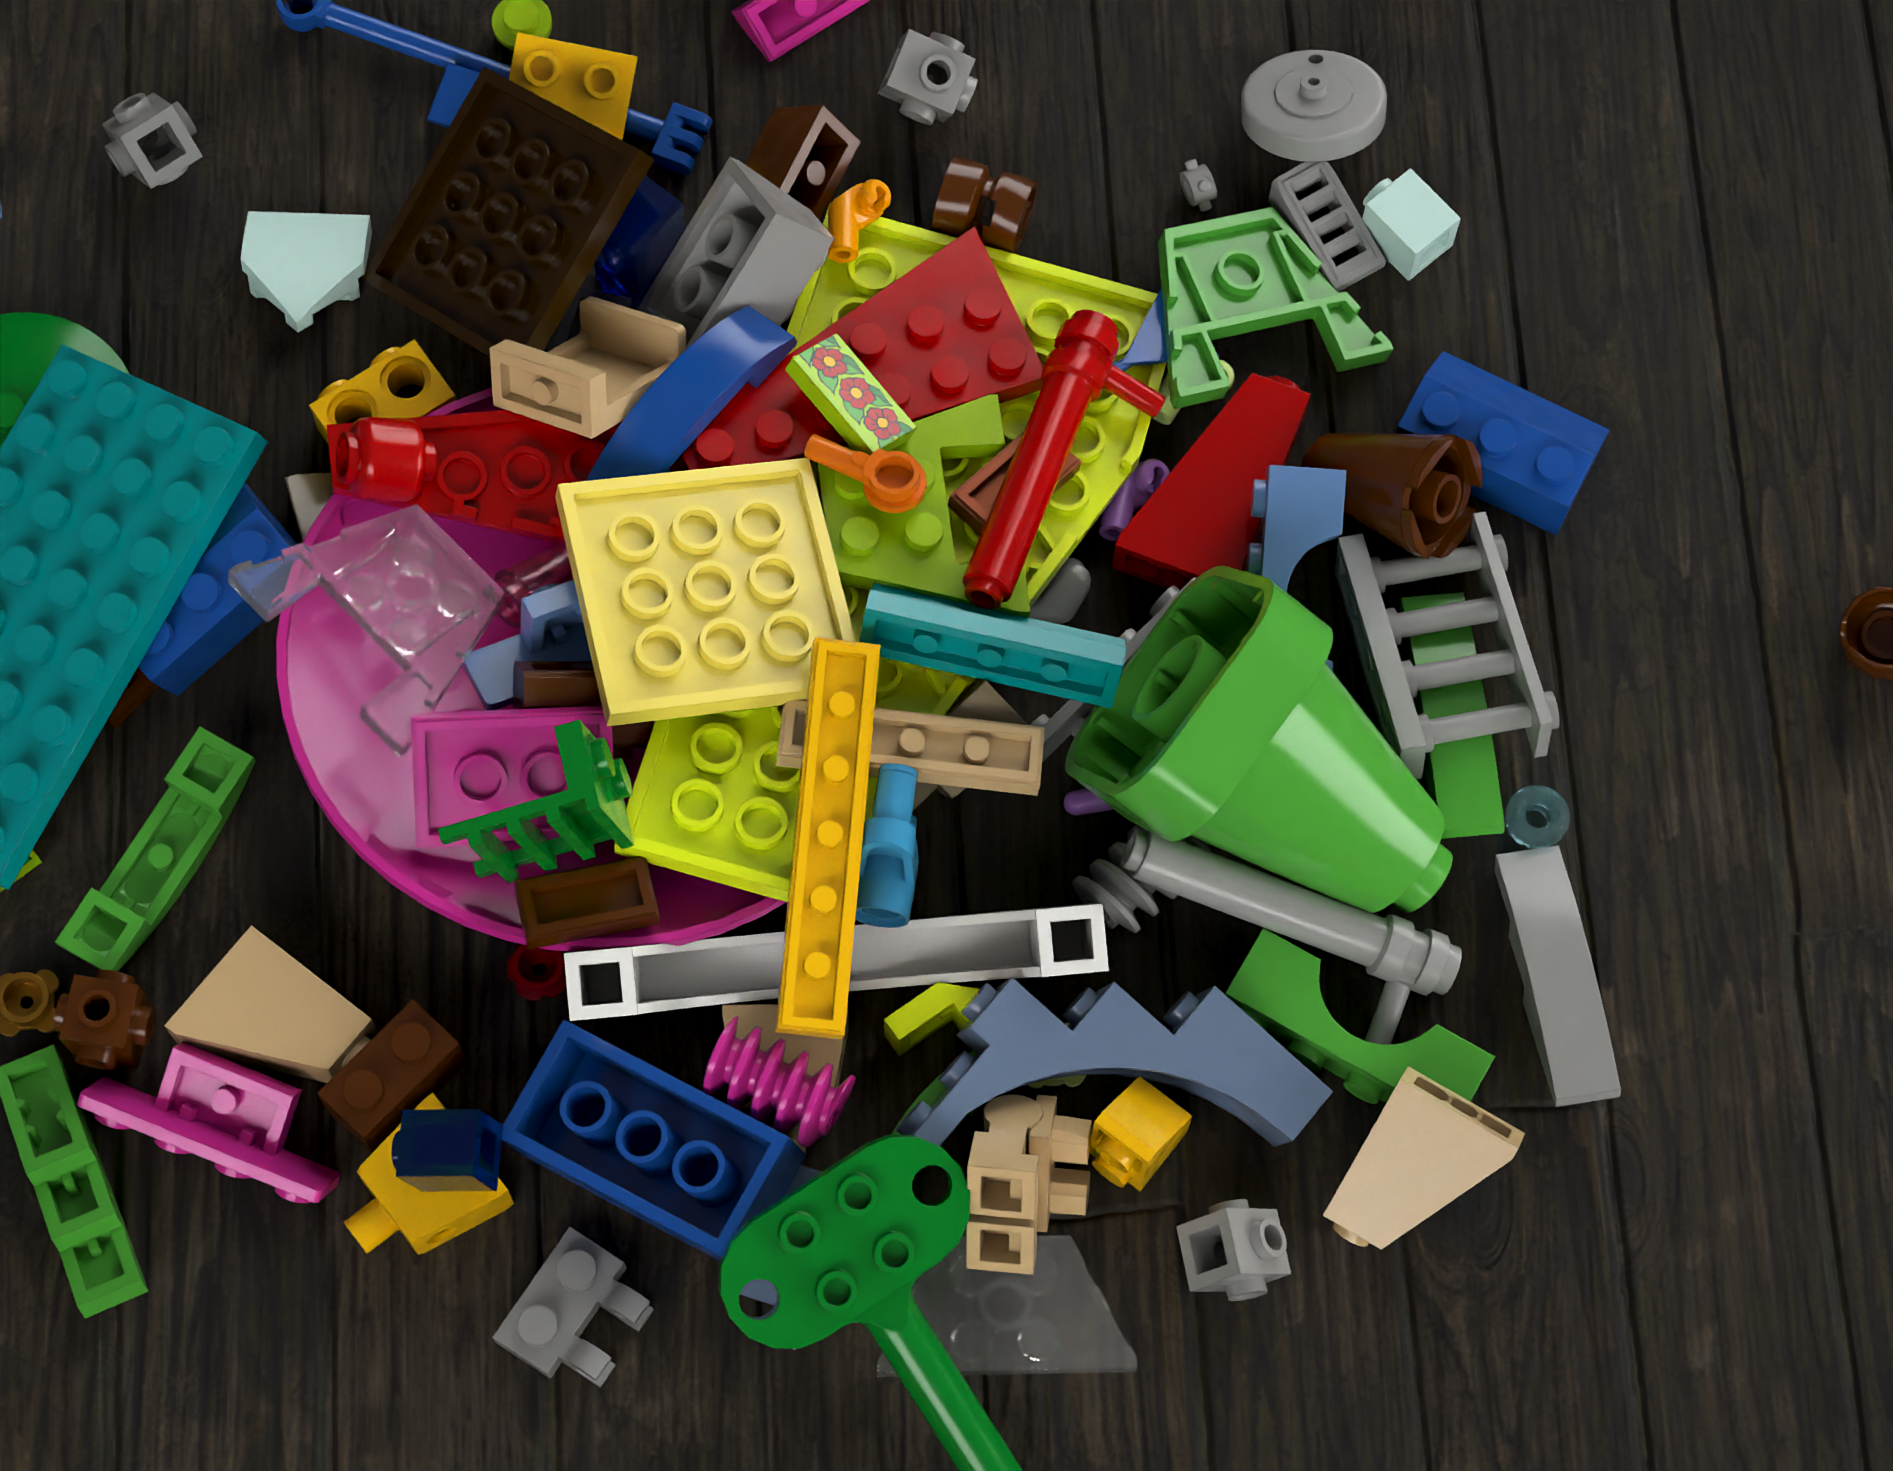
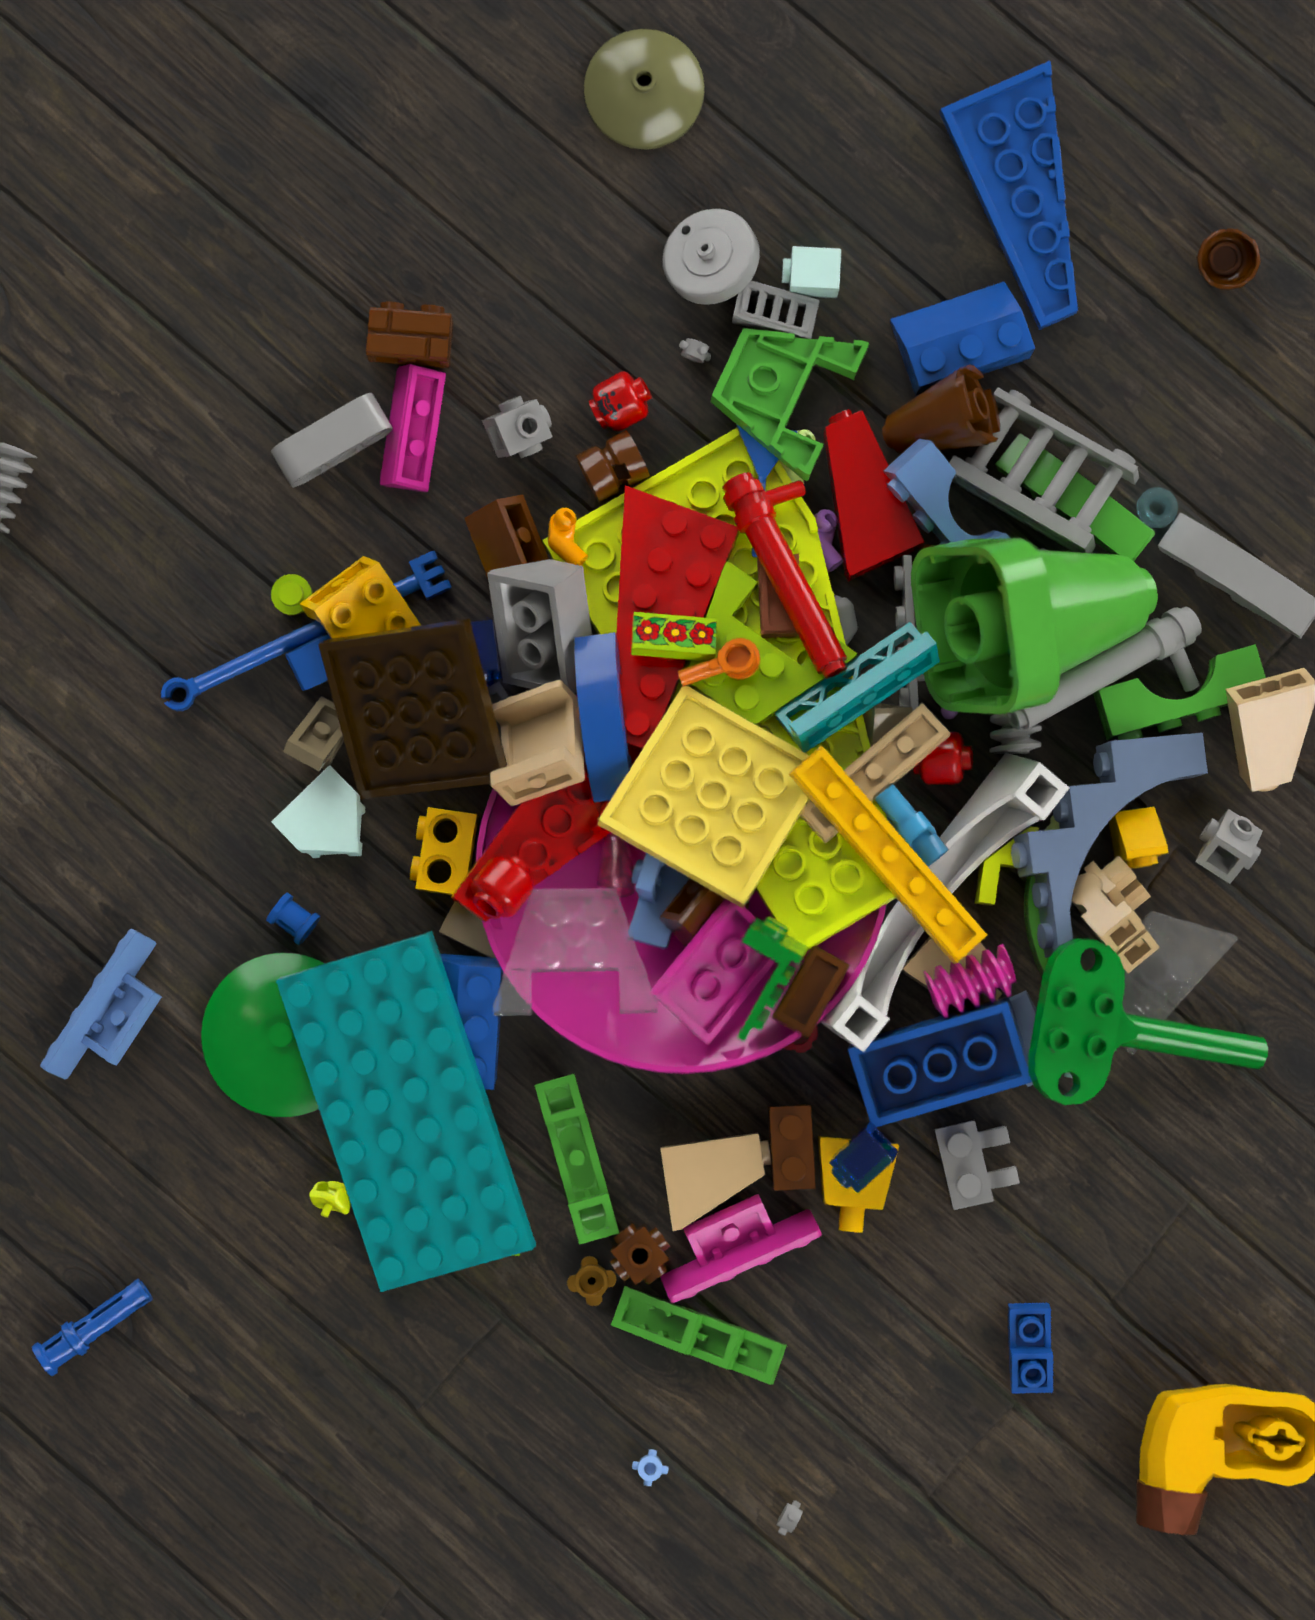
camera: 45 degrees left, 15 degrees up
(158, 323) = (293, 918): none -> blue bush
(167, 150) = (191, 836): light grey brick -> none
(379, 170) = (317, 736): none -> dark tan slope
(1012, 837) = (946, 762): none -> red head
(1063, 154) = (620, 401): none -> red head
(1741, 328) = (1017, 172): none -> blue wing

